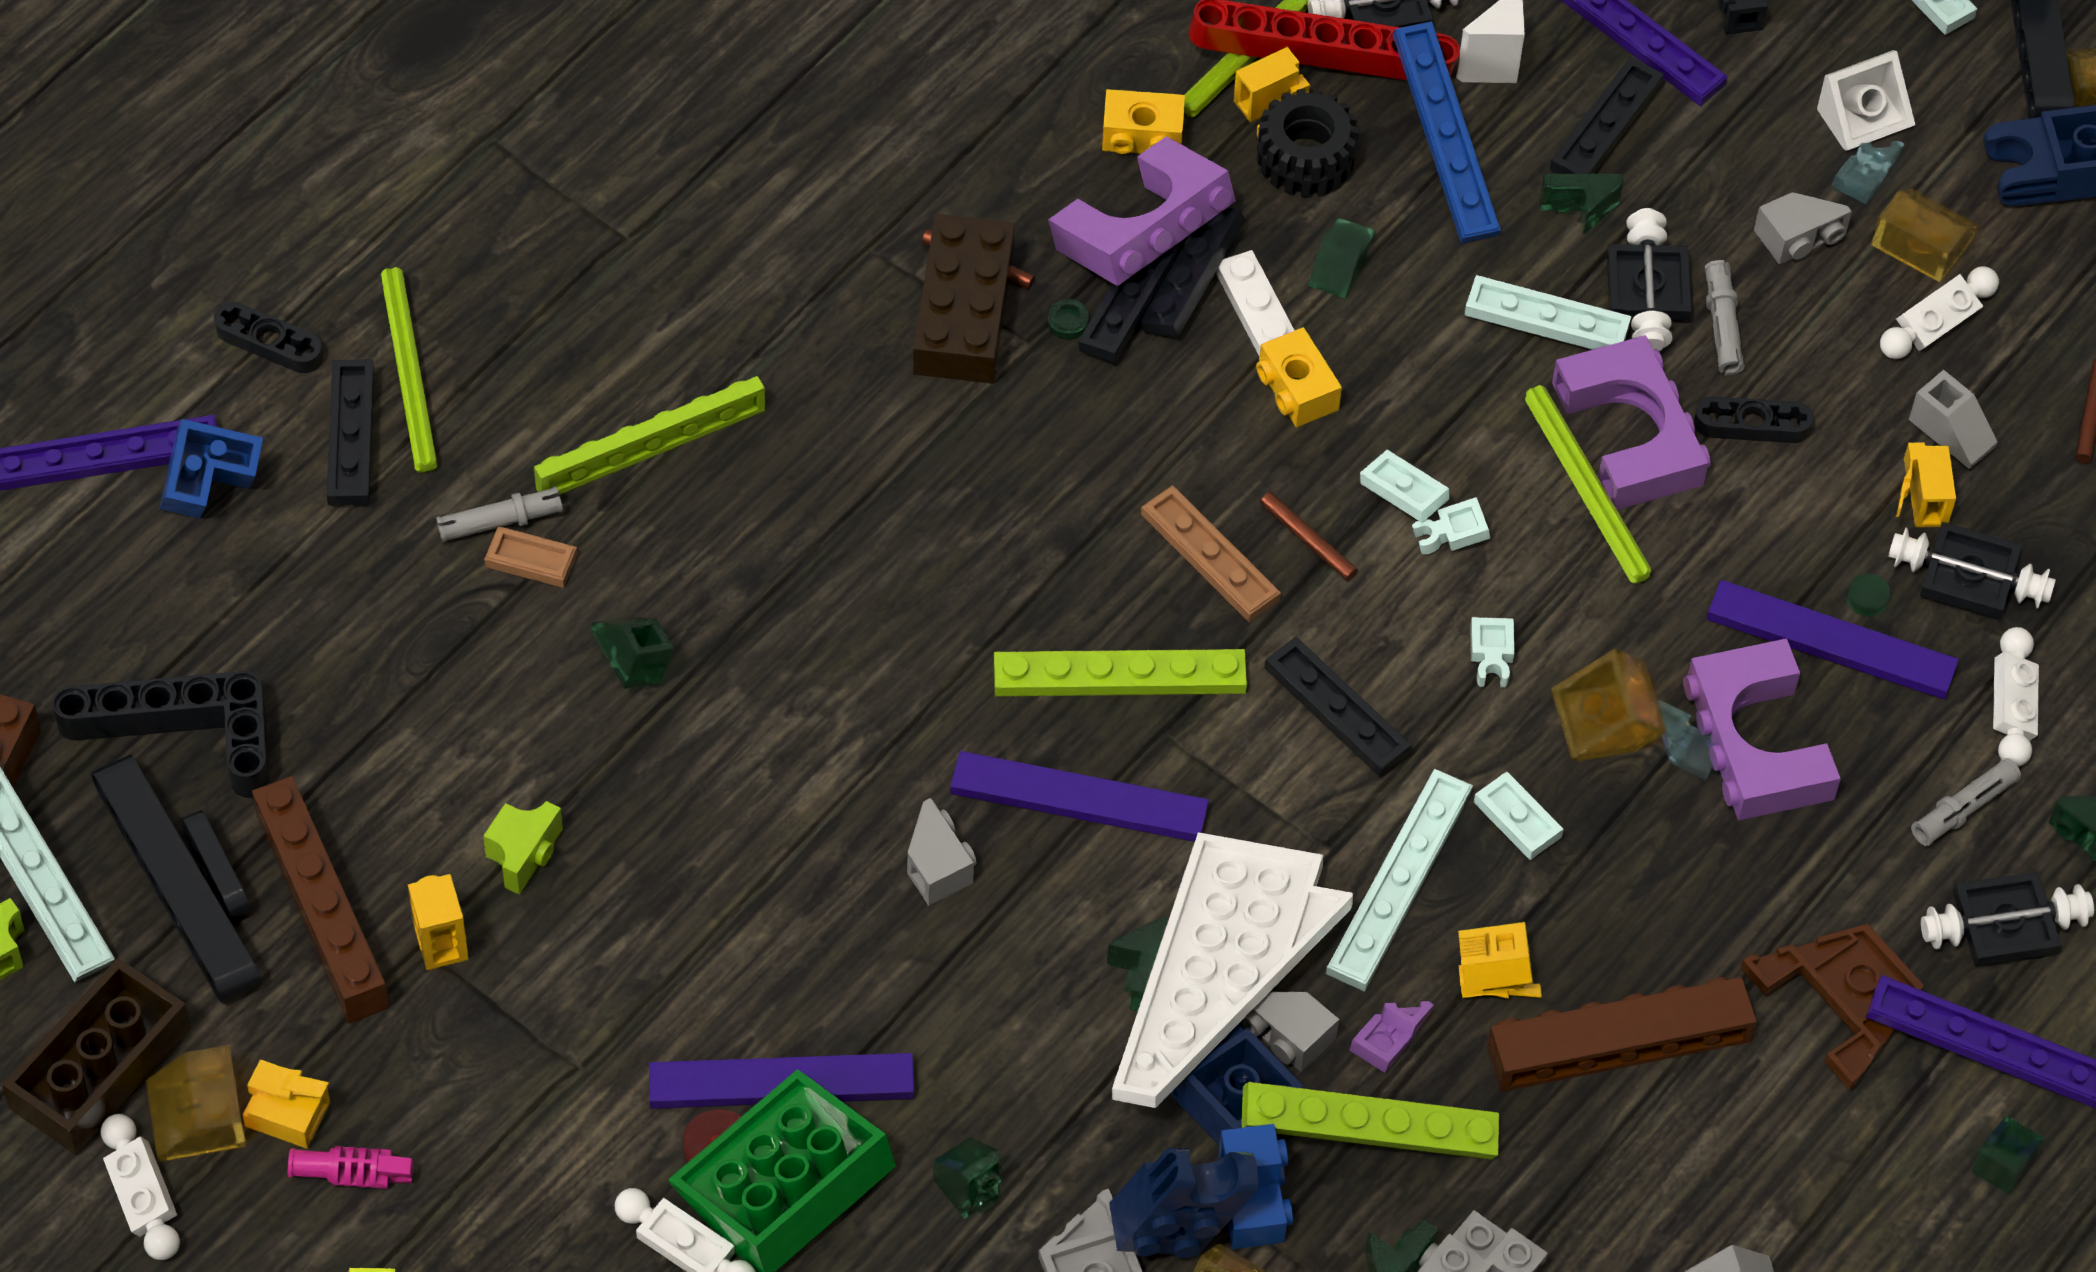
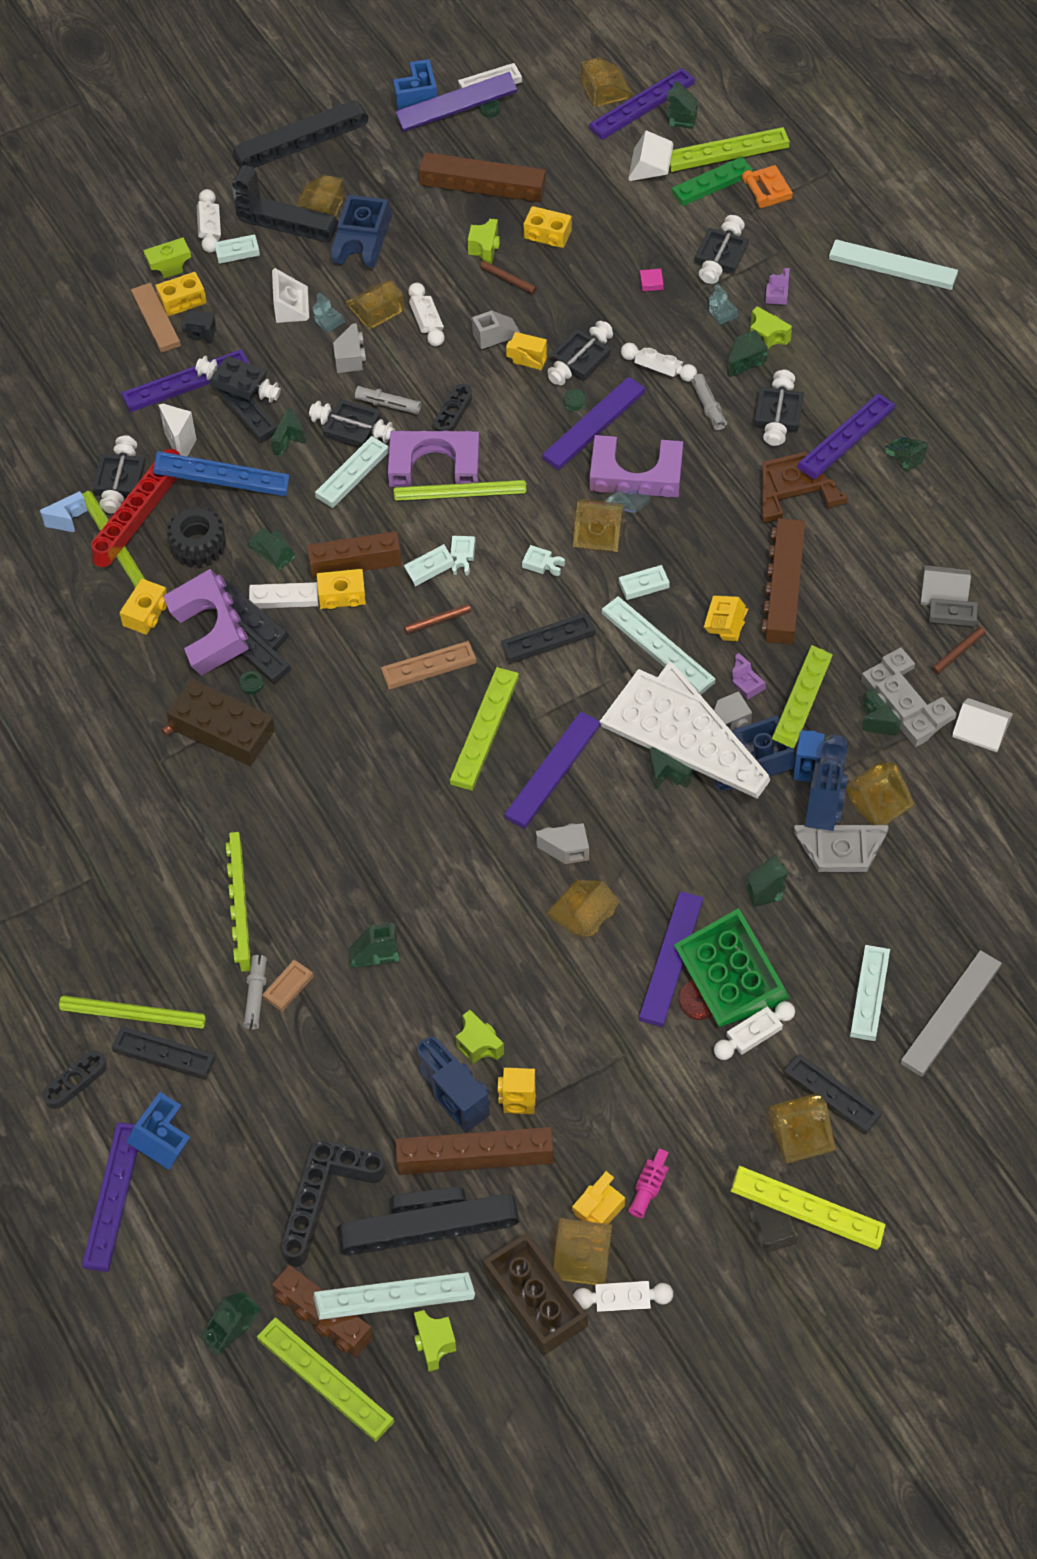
camera: 65 degrees left, 0 degrees up
(416, 824) = (453, 1084): none -> dark blue brick
(821, 919) = (584, 907): none -> clear yellow slope
(1265, 81) = (149, 538): yellow piece -> none
(1374, 371) = (355, 553): none -> reddish brown brick
(1653, 88) = (238, 378): none -> black plate

